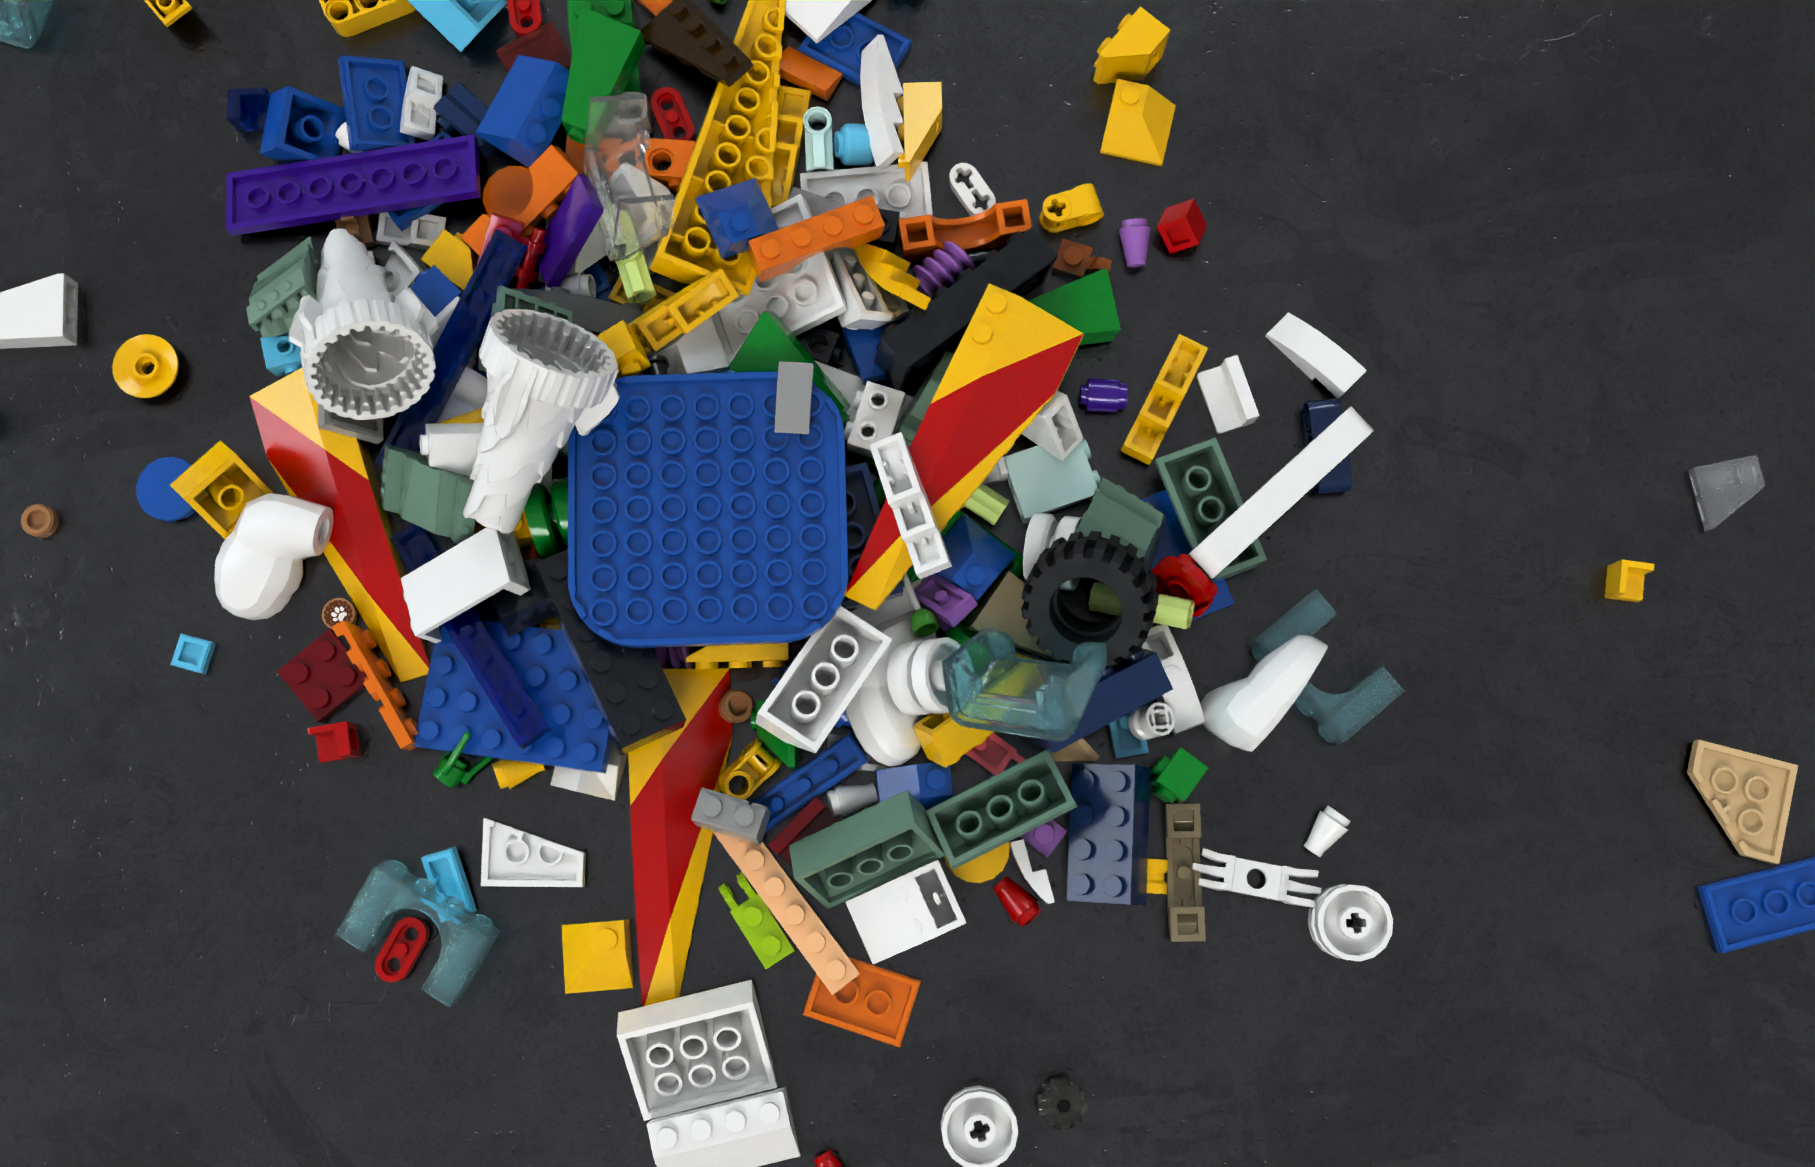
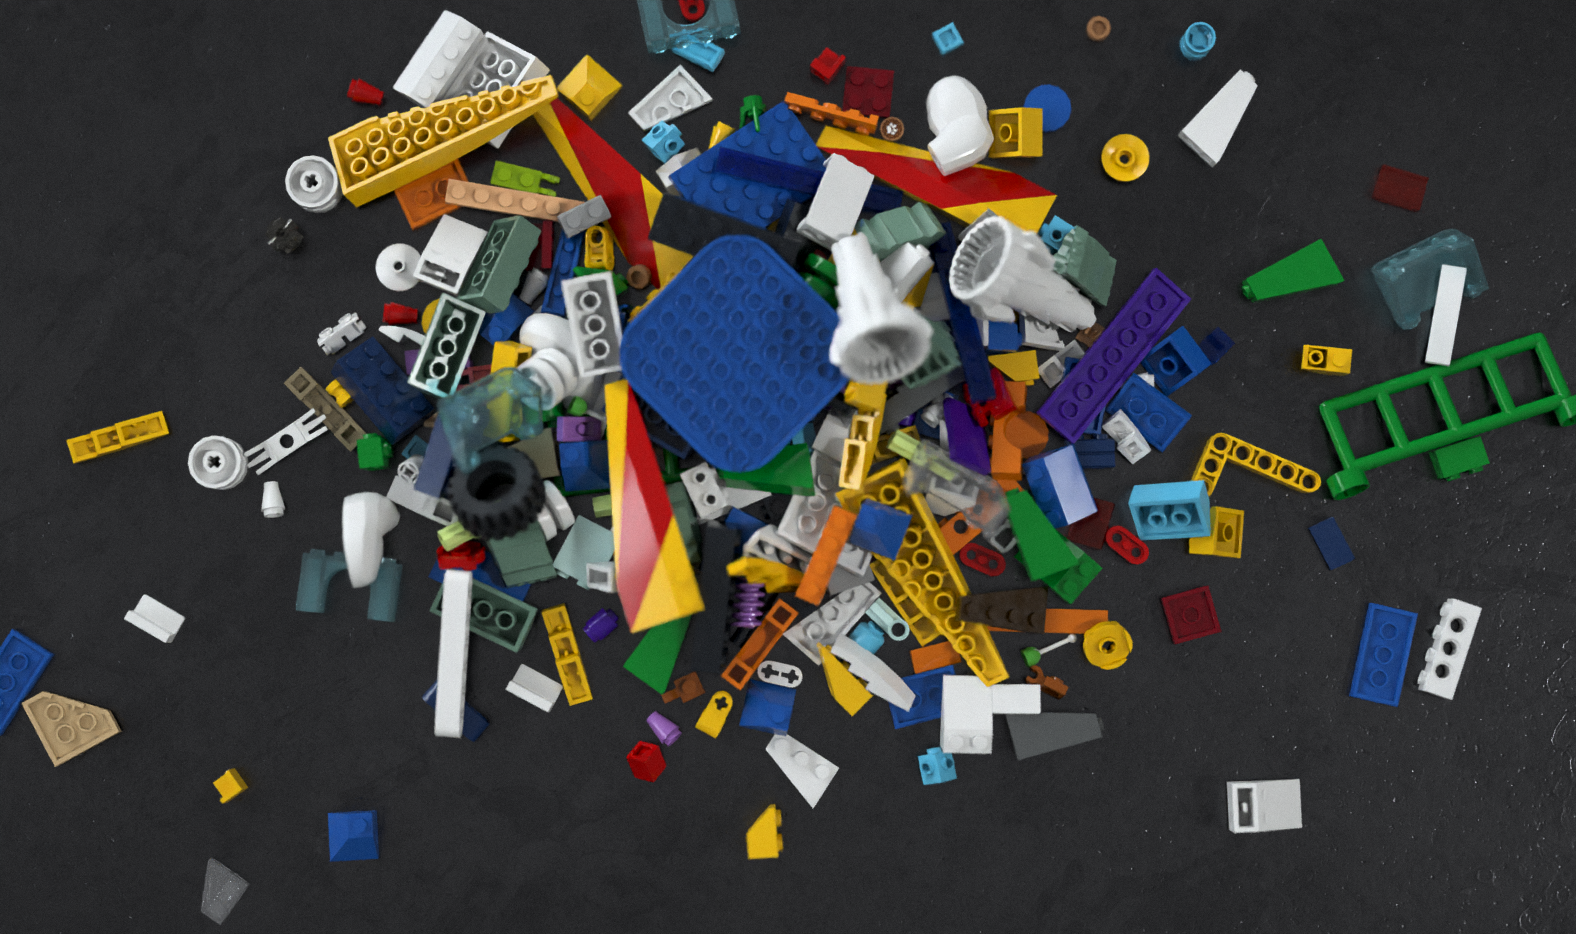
camera: 135 degrees right, 5 degrees up
(102, 104) = (1298, 273): none -> green slope
(574, 820) = (664, 141): none -> medium azure brick
(794, 397) = (747, 451): light grey slope -> none
(846, 1074) = (405, 146): none -> yellow wedge
(910, 505) = (633, 451): white slope -> none
(971, 935) = (397, 279): none -> white dish
(1014, 164) = (767, 707): none -> blue slope
(1033, 88) = (802, 766): none -> white wing
(1111, 944) = (348, 327): none -> white hinge
(1138, 123) = (724, 798): yellow slope -> none
(1315, 354) = (507, 756): white slope -> none
(1433, 1053) = (117, 437): none -> yellow slope
(1540, 421) = (353, 835): none -> blue slope
(1558, 822) = (156, 619): none -> white panel

